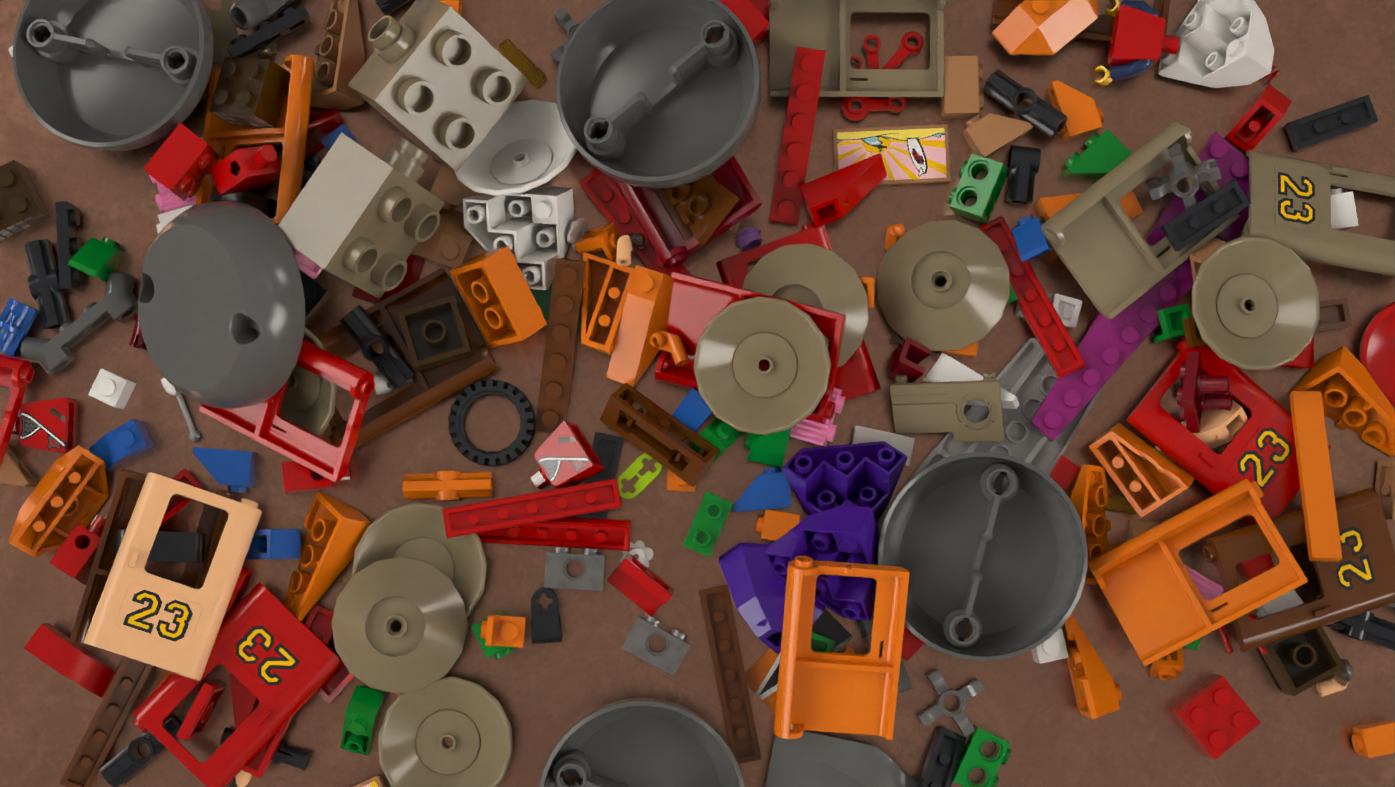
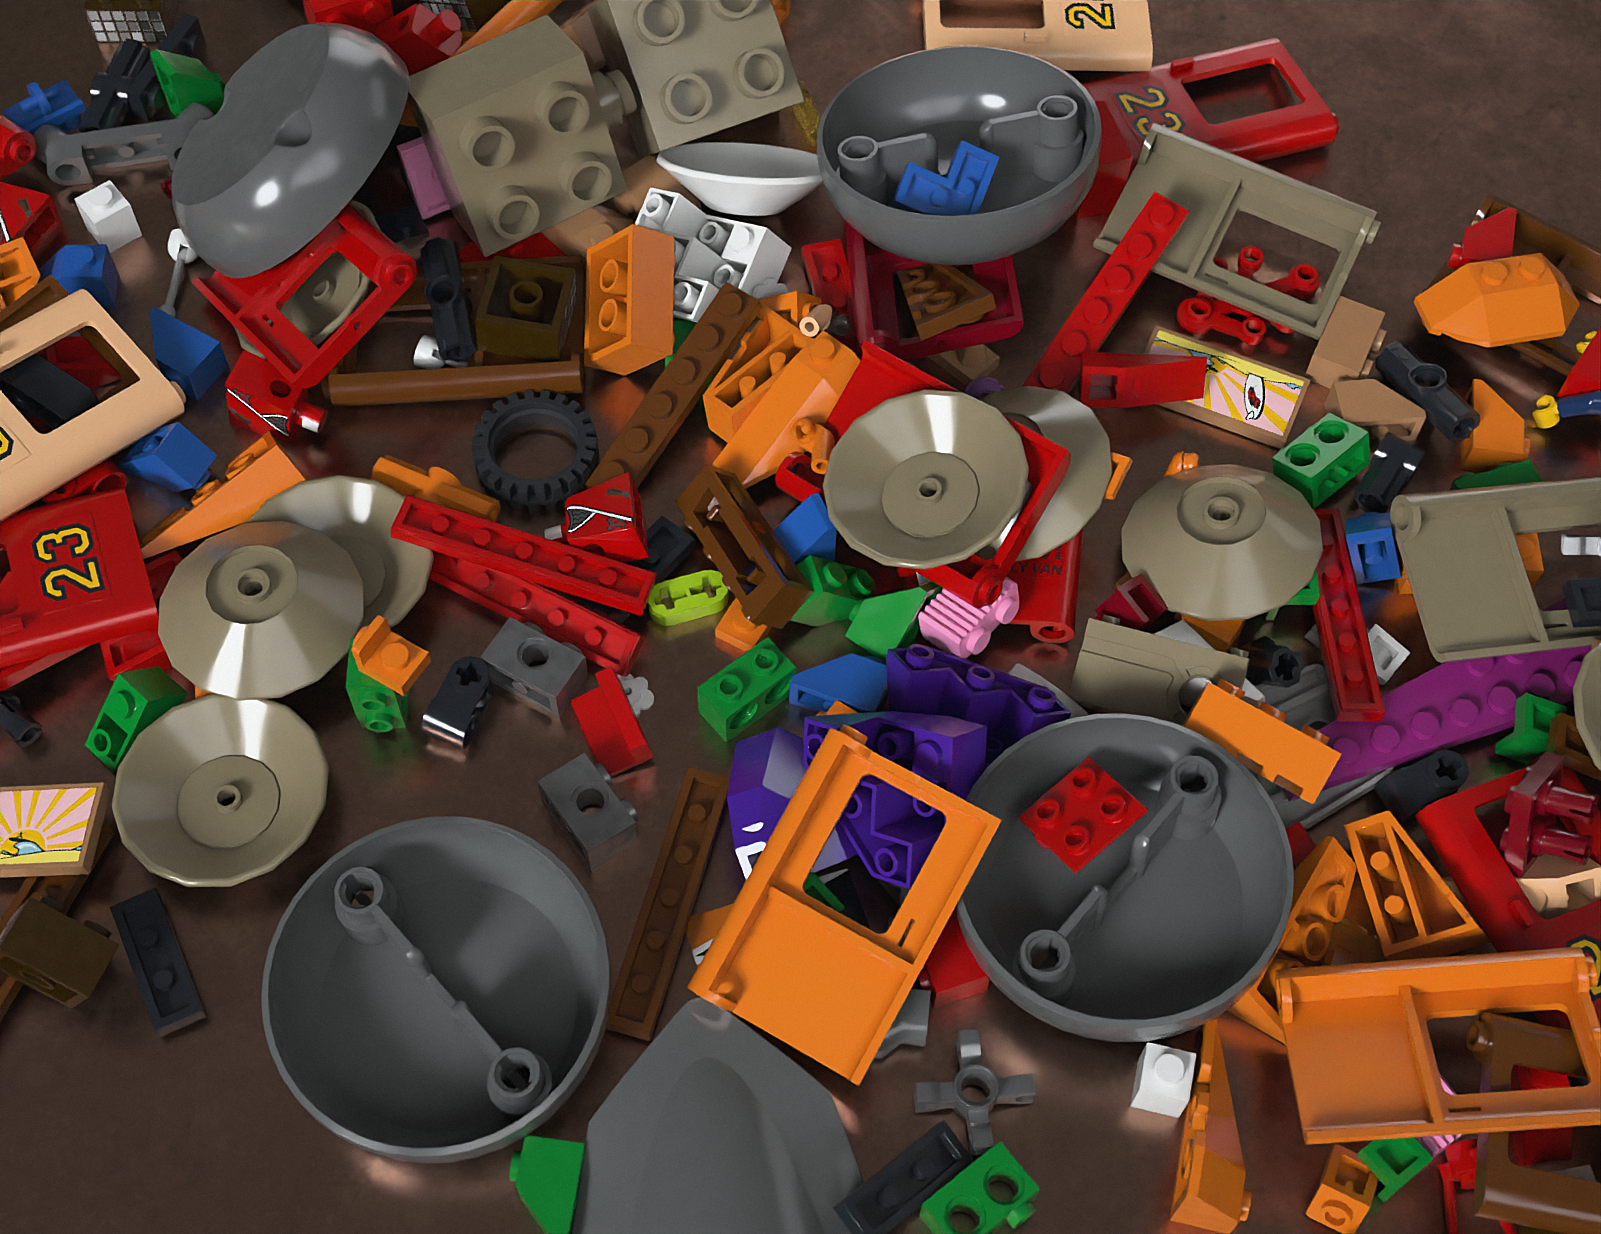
camera: 30 degrees right, 25 degrees down
(676, 133) = (952, 195): none -> blue plate
(944, 527) = (1082, 815): none -> red hinge
(999, 356) = (1272, 663): none -> black piece
(1027, 430) = (1262, 740): none -> orange wedge
(1118, 395) = (1421, 784): none -> black piece

